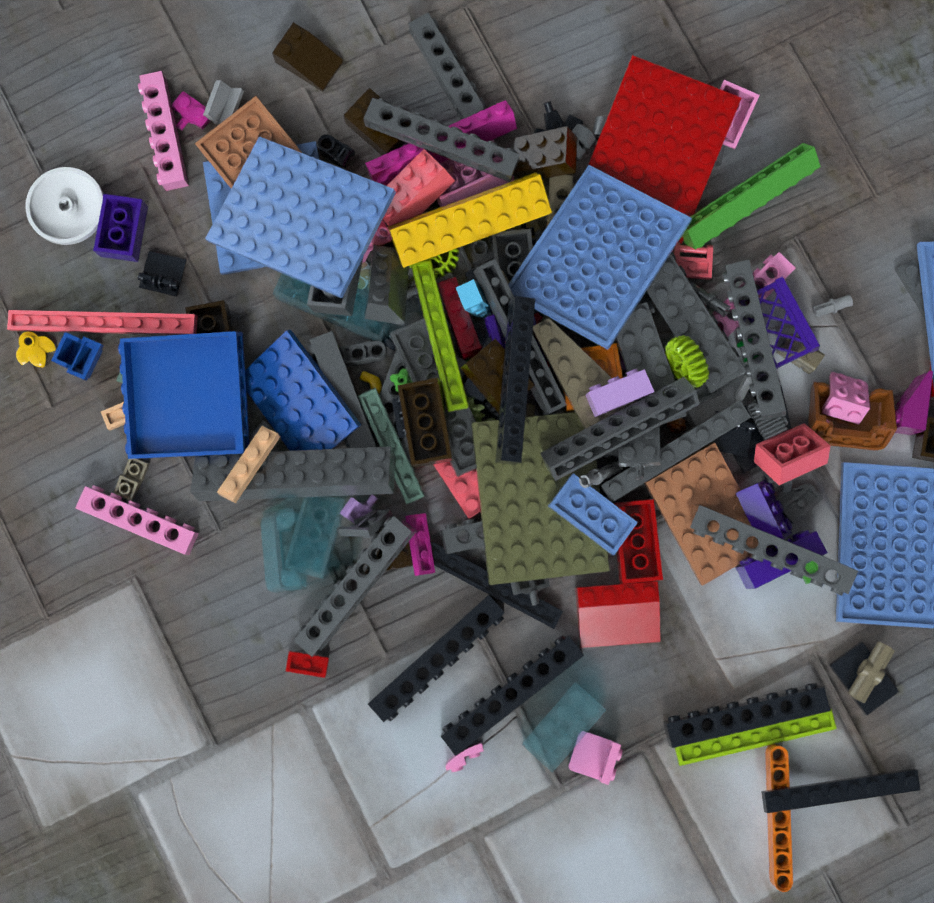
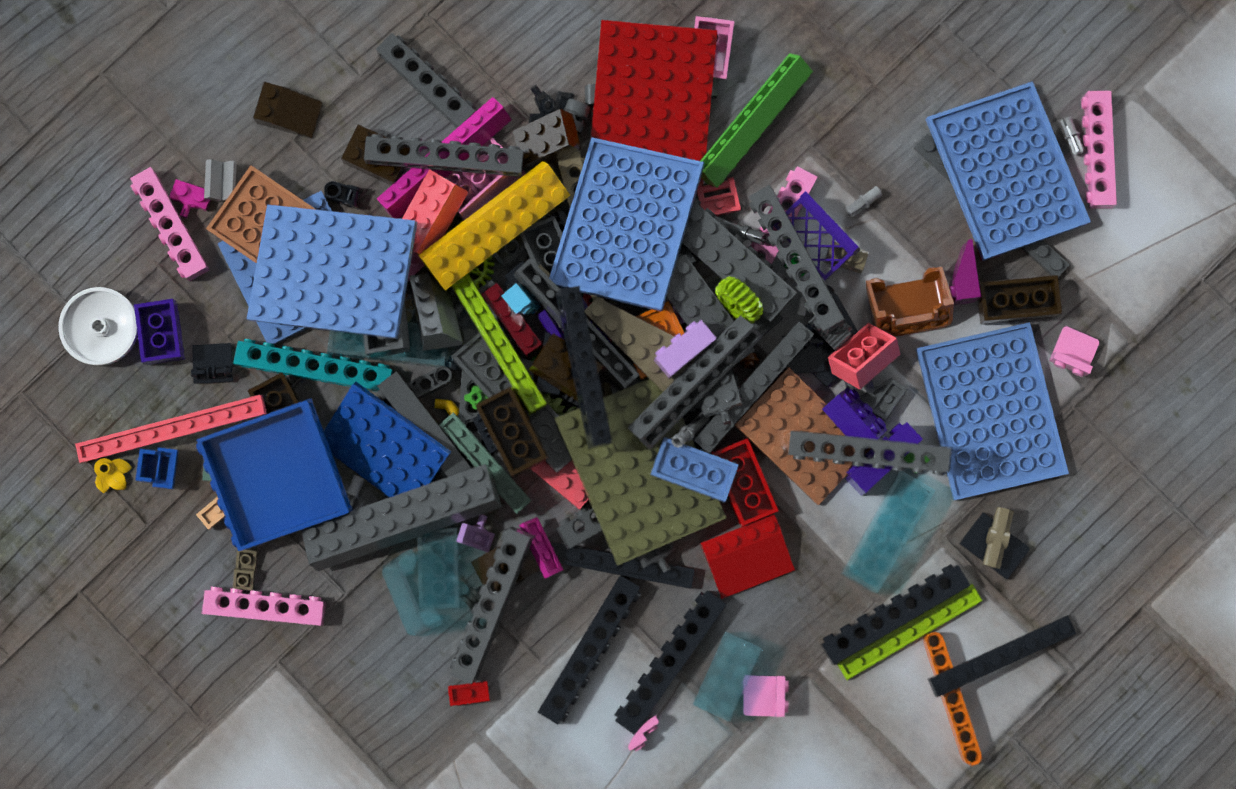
camera: 20 degrees left, 0 degrees up
(197, 269) = (244, 358): none -> teal brick
(248, 464) = (356, 521): light nougat plate -> none
(366, 525) = (485, 544): dark grey wing -> none
(763, 633) = (887, 532): none -> clear light blue brick
(847, 398) = (902, 286): bright pink bracket -> none

